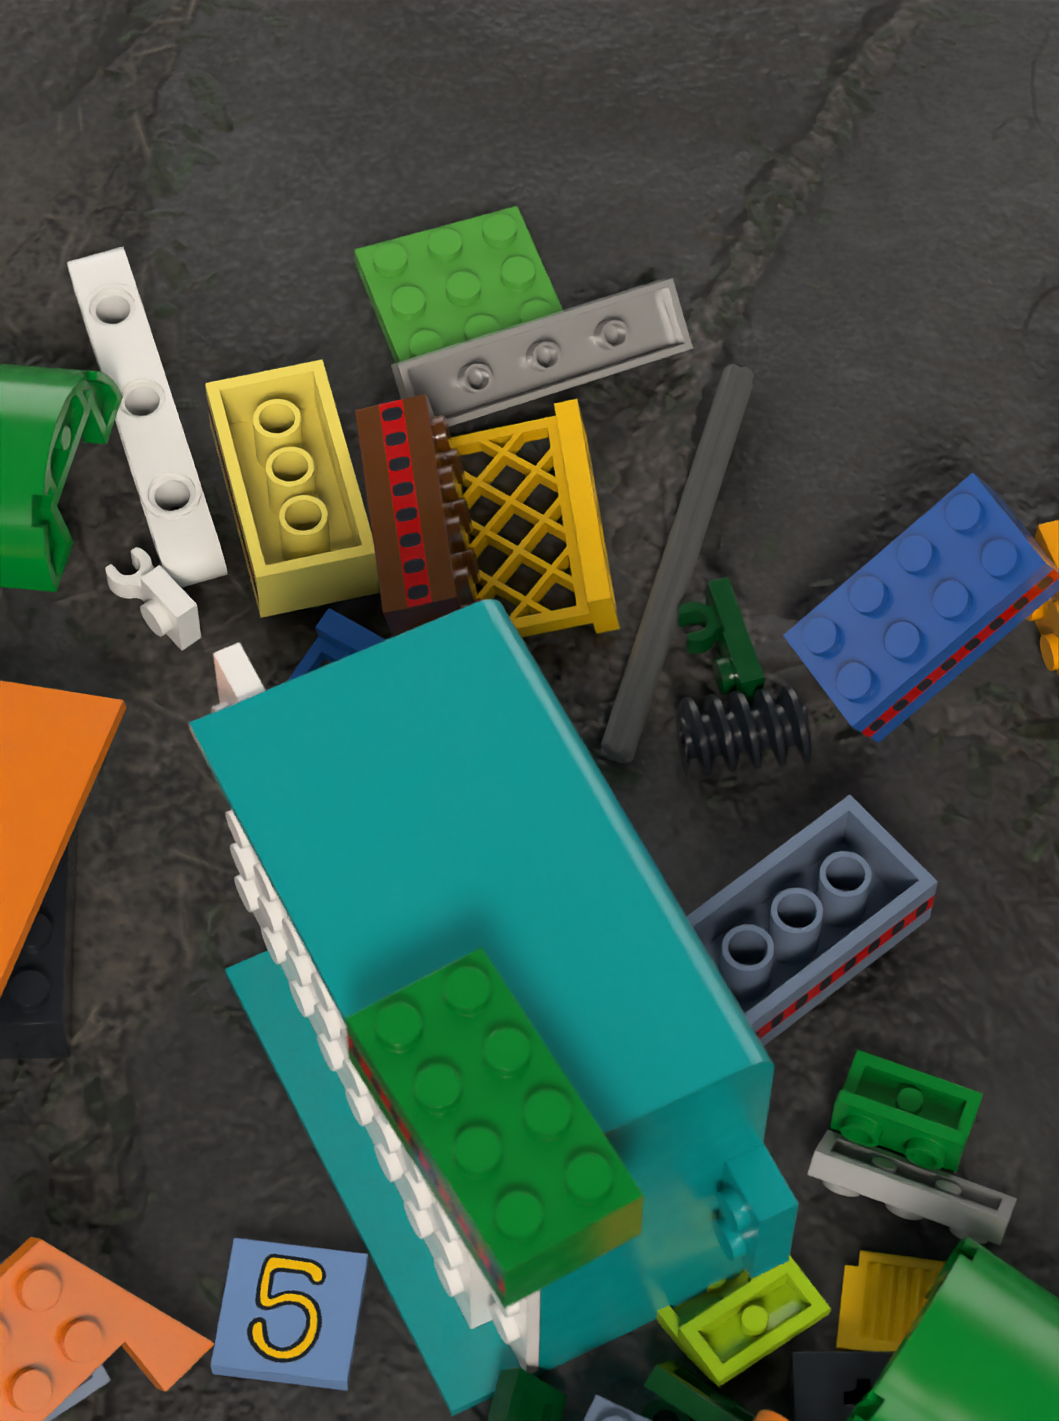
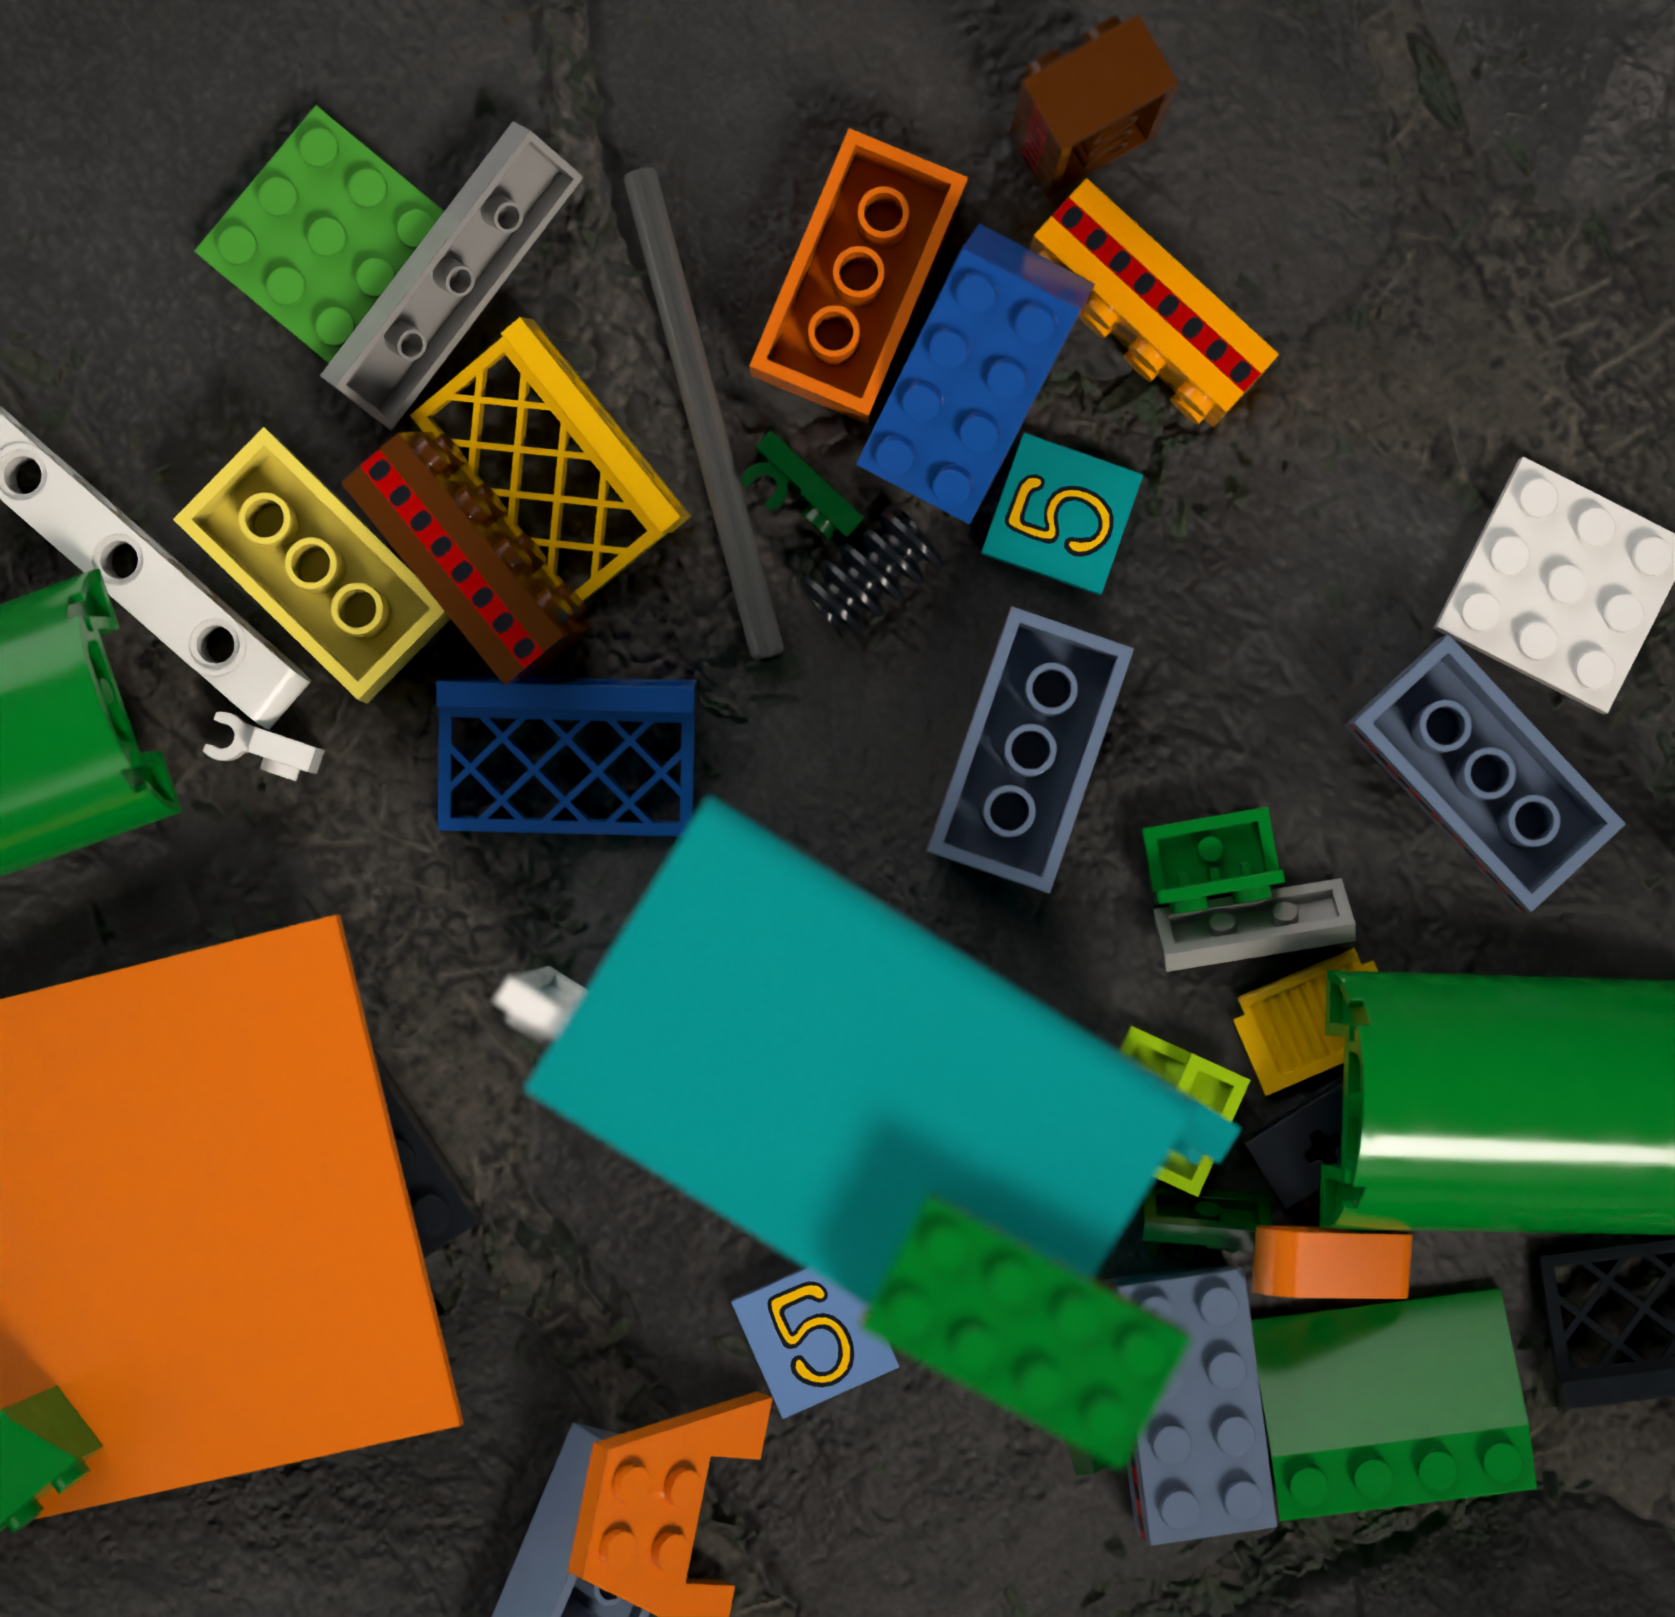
camera: 30 degrees left, 30 degrees up
(856, 503) = (858, 276): none -> orange brick
(936, 784) = (1062, 514): none -> teal tile

